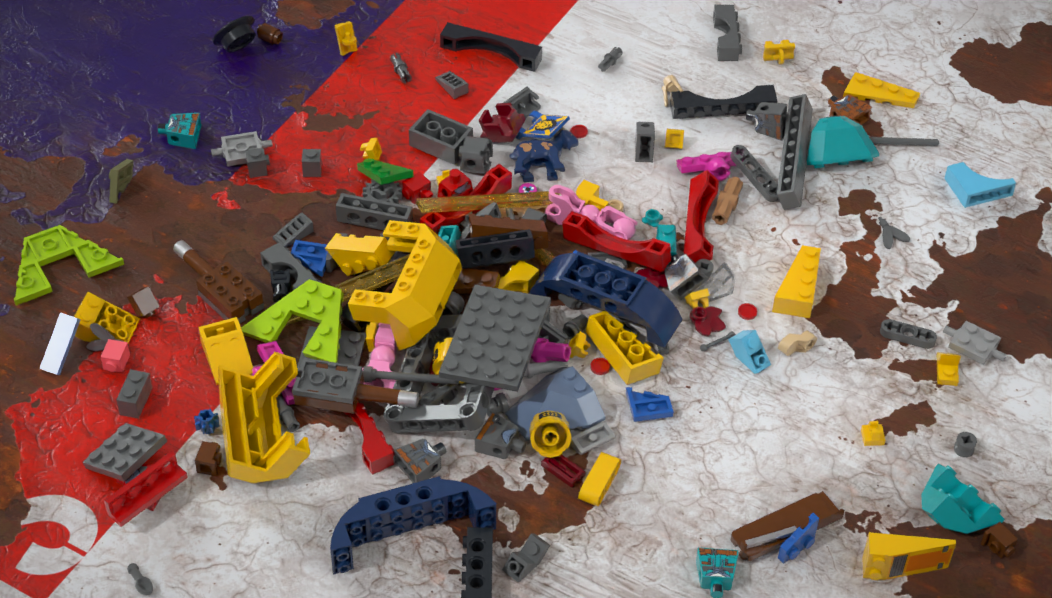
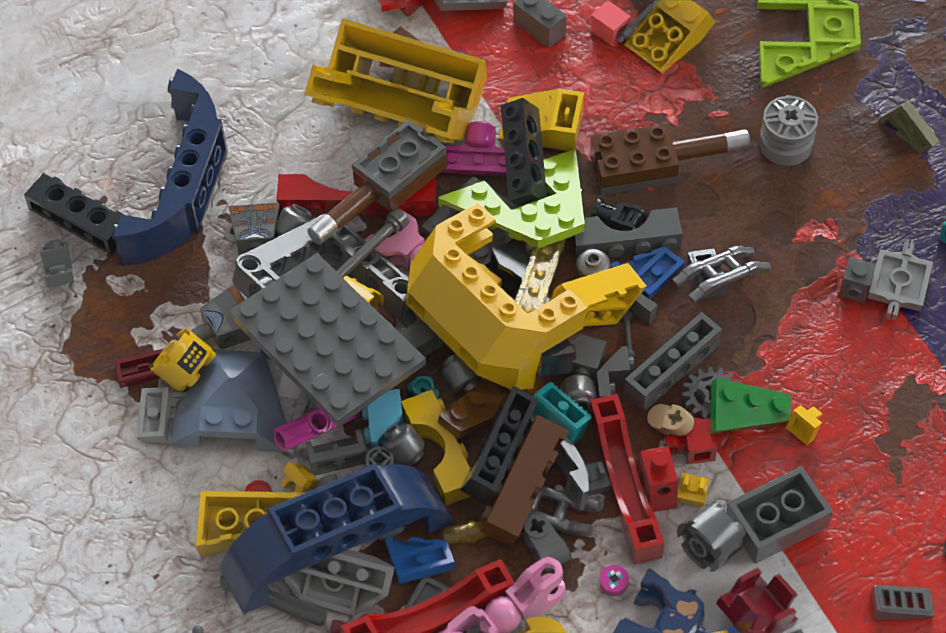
camera: 125 degrees right, 10 degrees up
(143, 302) = (673, 71): brick -> none
(161, 227) = (788, 130): none -> light grey wheel
(270, 335) = (523, 152): none -> black brick
(297, 224) = (716, 280): none -> flat silver piece
(311, 163) = (820, 341): dark grey brick -> none
(331, 274) = (591, 262): none -> flat silver head
(401, 435) = (292, 218): none -> flat silver head
(416, 190) = (670, 419): none -> tan piece
(477, 202) = (604, 504): clear yellow tile -> none
(599, 479) = (95, 389): yellow beam -> none
(648, 405) = (156, 503): blue wing -> none

